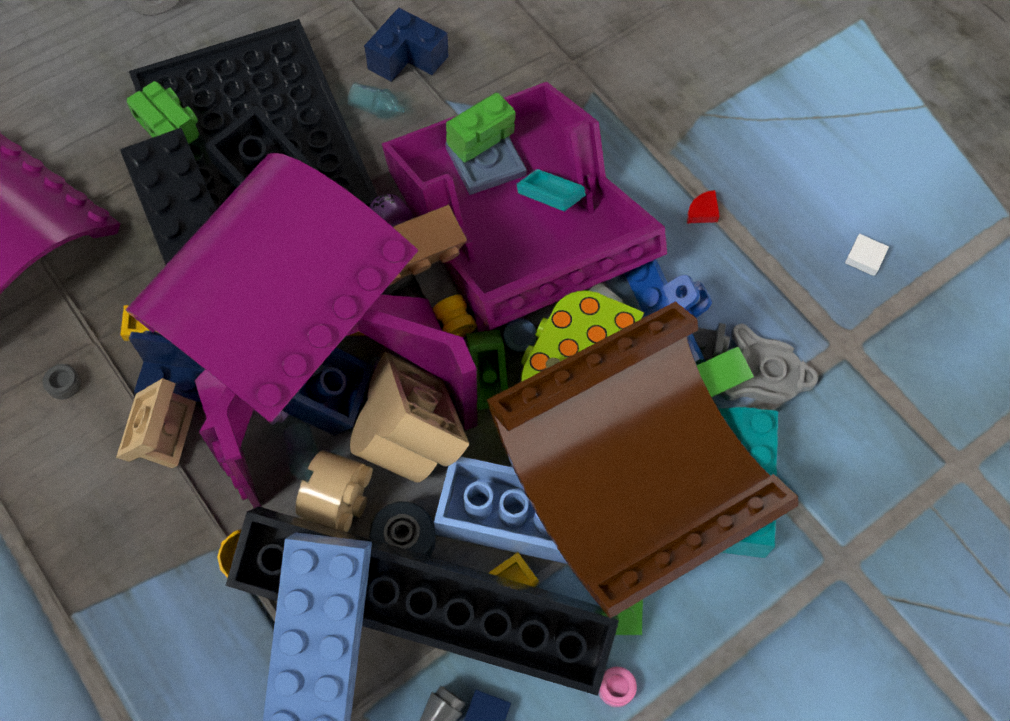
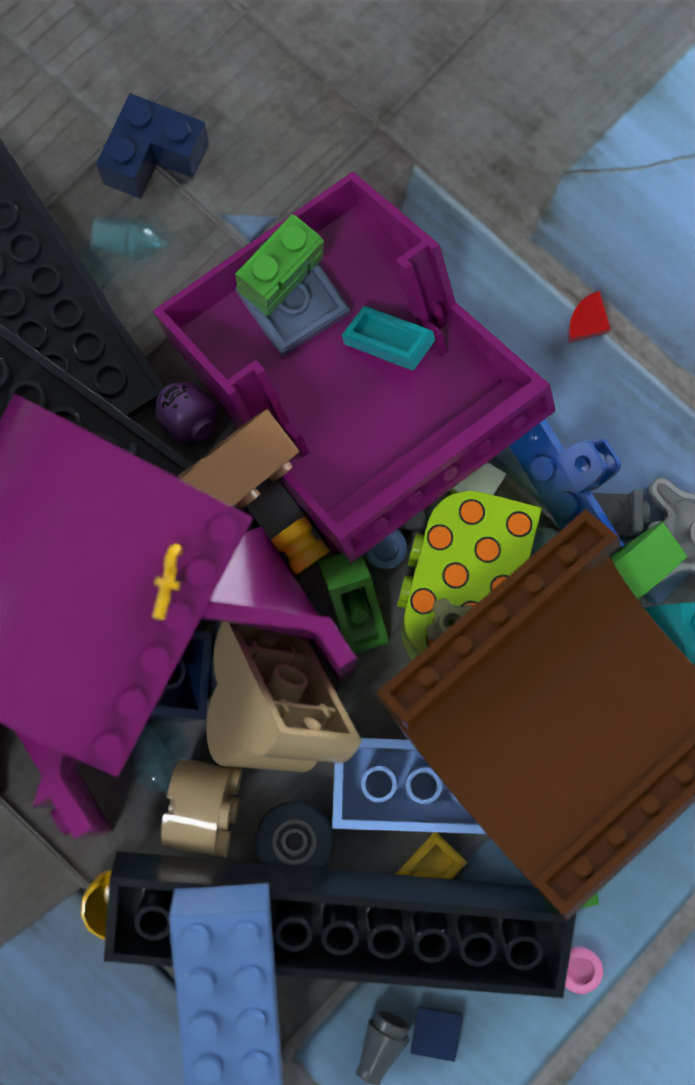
camera: 10 degrees left, 15 degrees up
(342, 277) = (167, 581): none -> yellow hand

